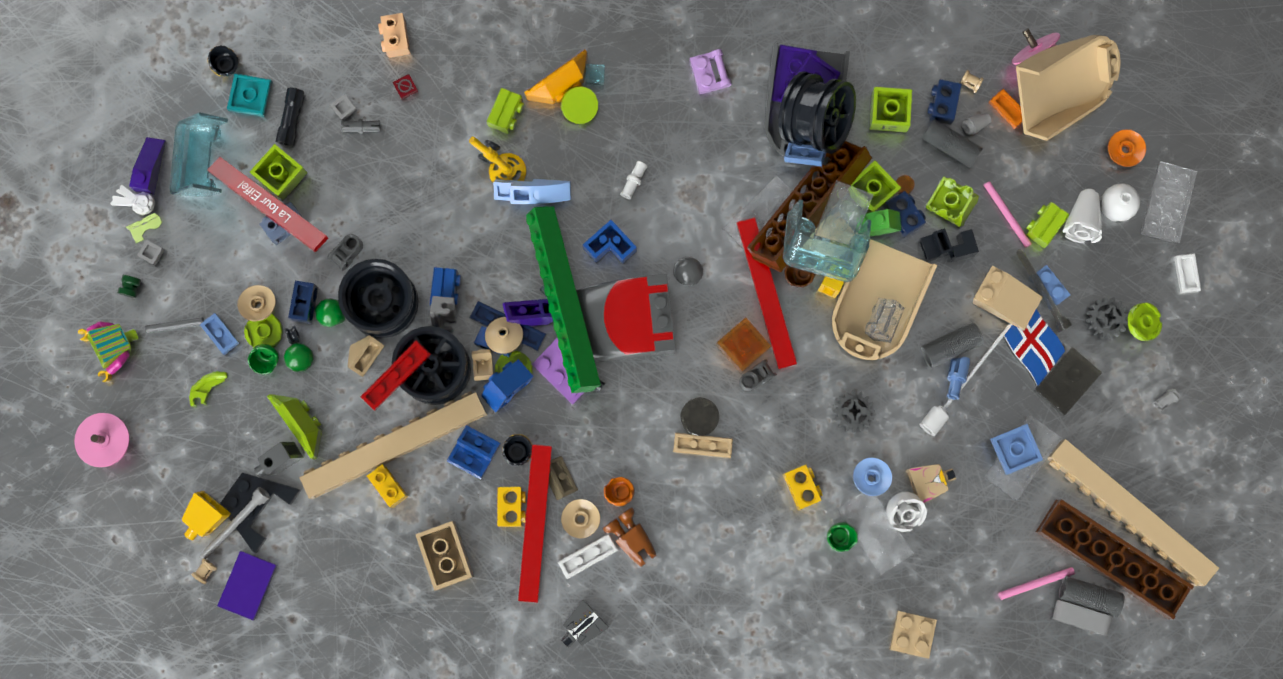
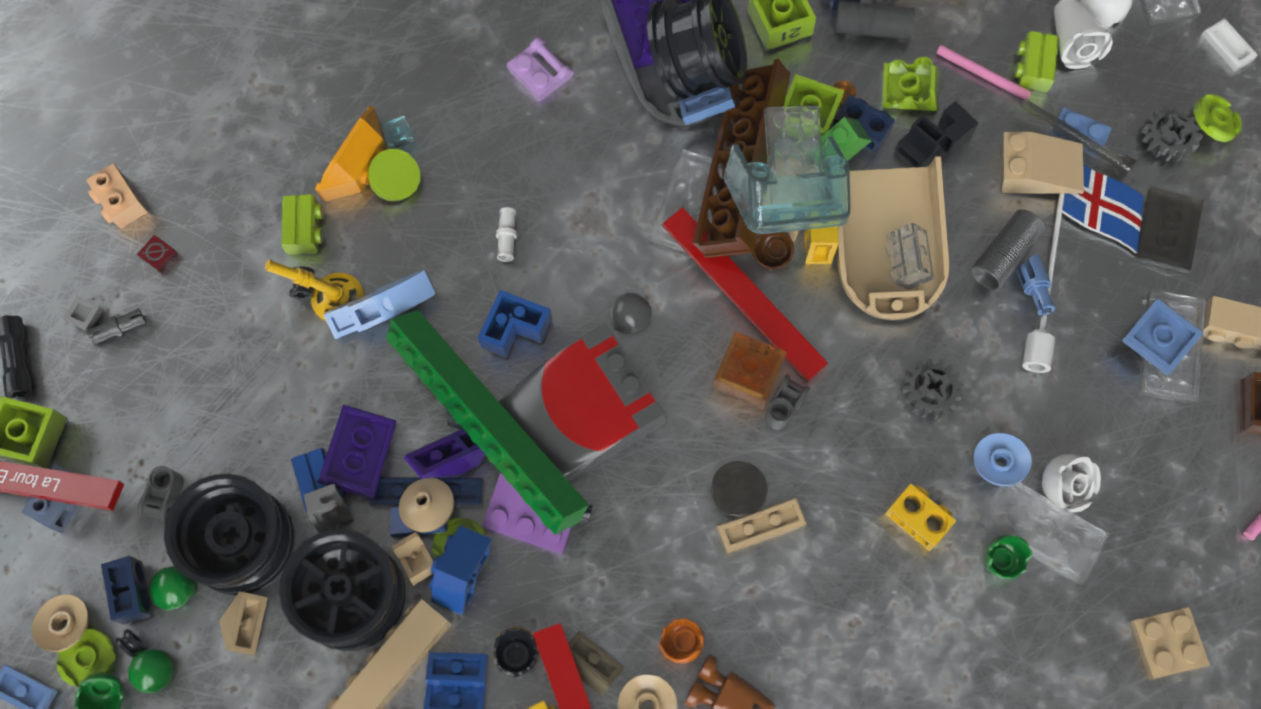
camera: 25 degrees left, 10 degrees down
(395, 375) = (295, 626): red tile -> none
(476, 281) = (357, 451): none -> dark purple tile
(929, 481) = (1076, 429): tan torso -> none

